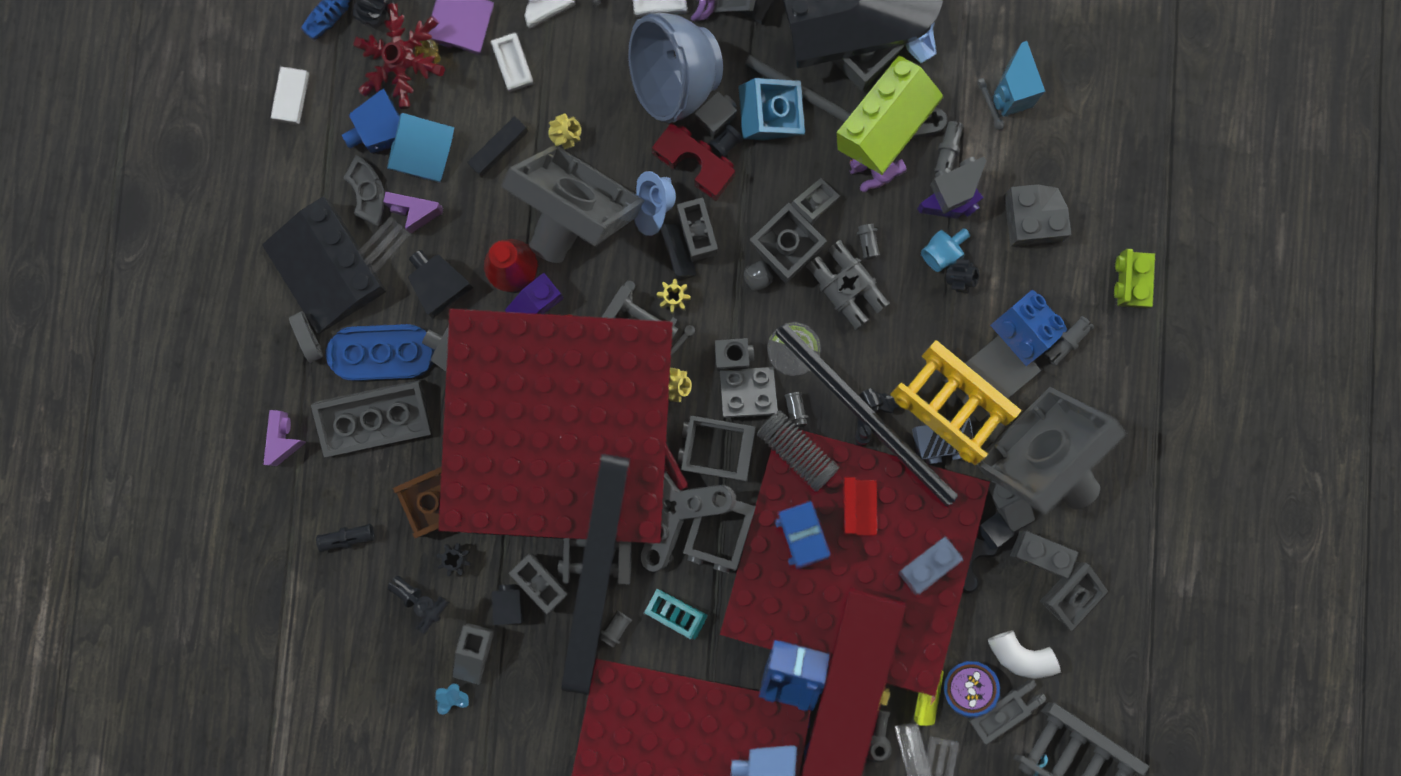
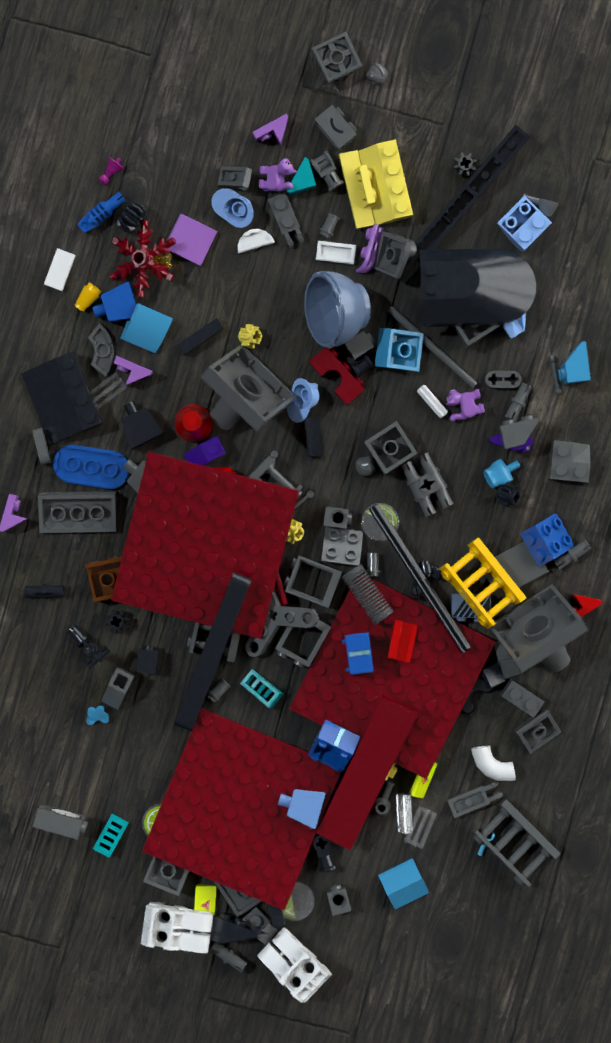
camera: 10 degrees right, 5 degrees up
(333, 123) = (87, 296): none -> yellow cone
(512, 62) = (222, 277): white tile -> none
(539, 583) = (172, 649): dark grey brick -> none
(672, 303) = (304, 463): light yellow gear -> none
(697, 229) = (329, 425): dark grey brick -> none
(815, 201) = (416, 421): dark grey slope -> none
(831, 171) = (432, 401): none -> white axle
(868, 240) = (448, 456): dark grey pin -> none
(889, 115) = (480, 372): lime slope -> none
(930, 566) = (440, 691): sand blue brick -> none
(972, 689) = (453, 779): tile -> none
(1104, 402) = (586, 604): none -> red slope

